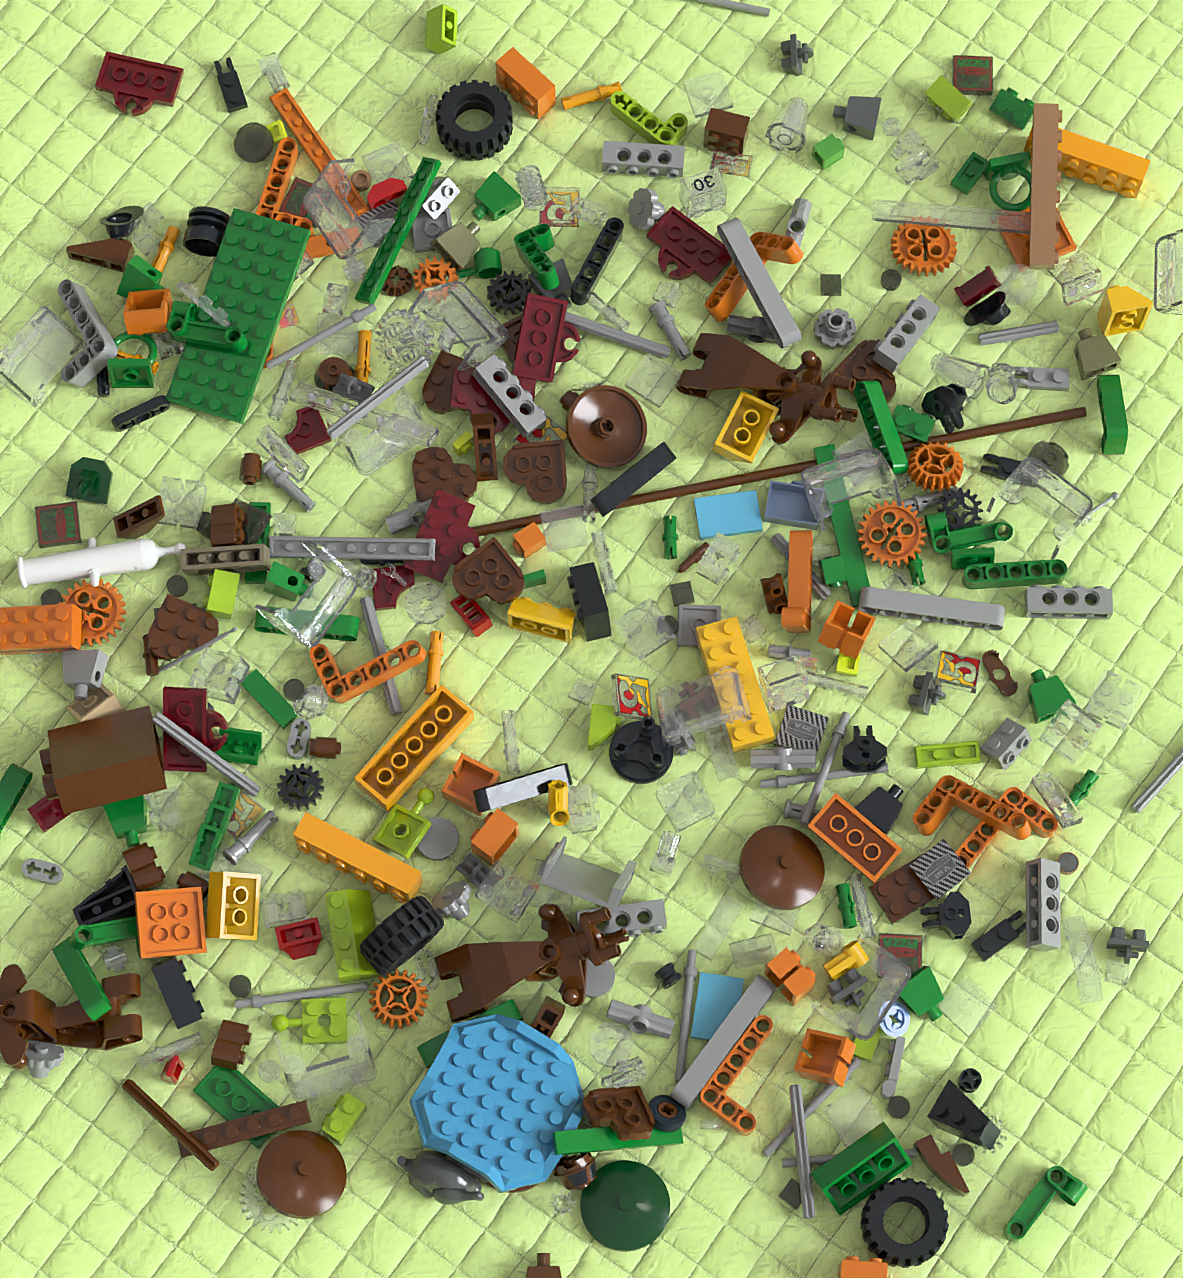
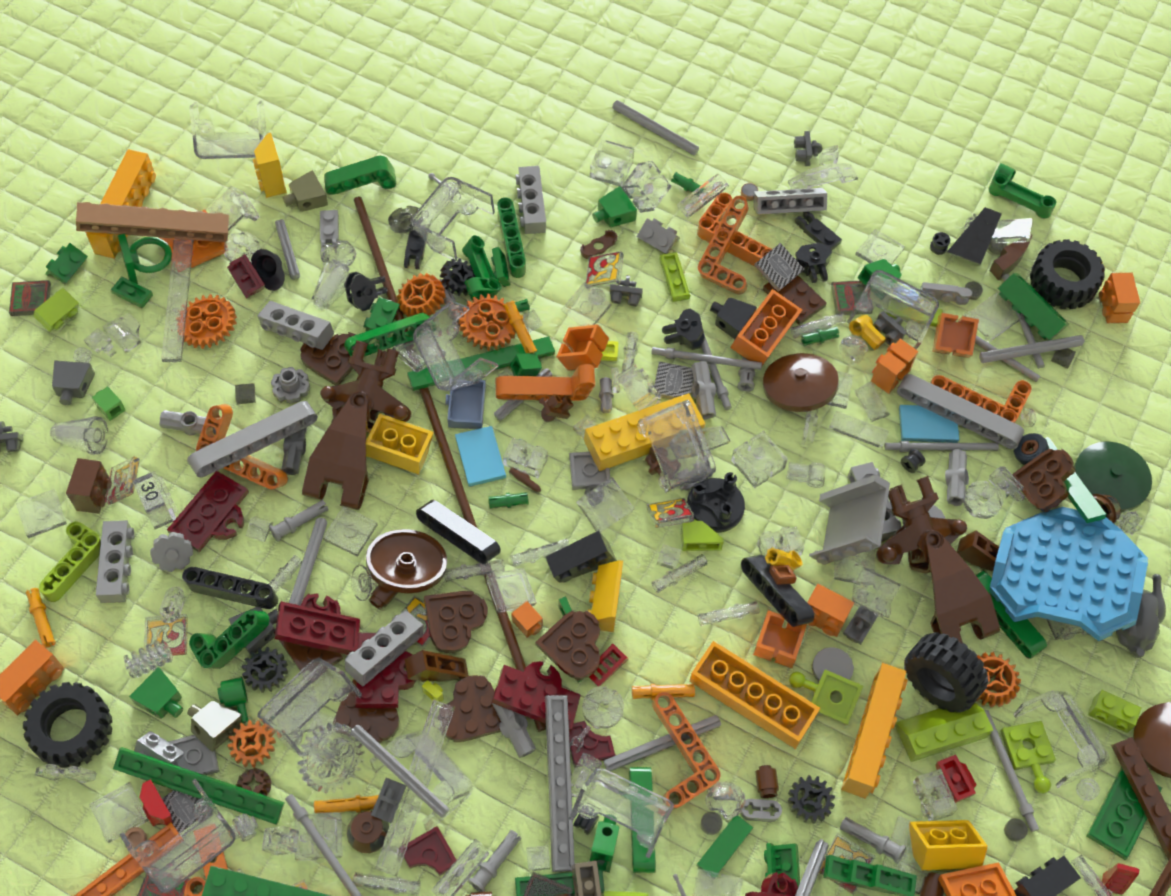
camera: 100 degrees left, 10 degrees down
(230, 1045) = (1078, 825): reddish brown brick -> none
(453, 900) = (891, 642): light grey plant -> none
(536, 793) = (782, 574): none -> dark orange tile
(559, 692) = (672, 577): none -> clear pin
(681, 593) = (561, 486): clear smoke tile -> none
(877, 563) = (519, 326): none -> light orange pin
(890, 279) = (238, 347): clear smoke tile -> none
(931, 608) = (551, 293): light grey beam -> none
(976, 1171) = (1013, 230): none -> clear tile

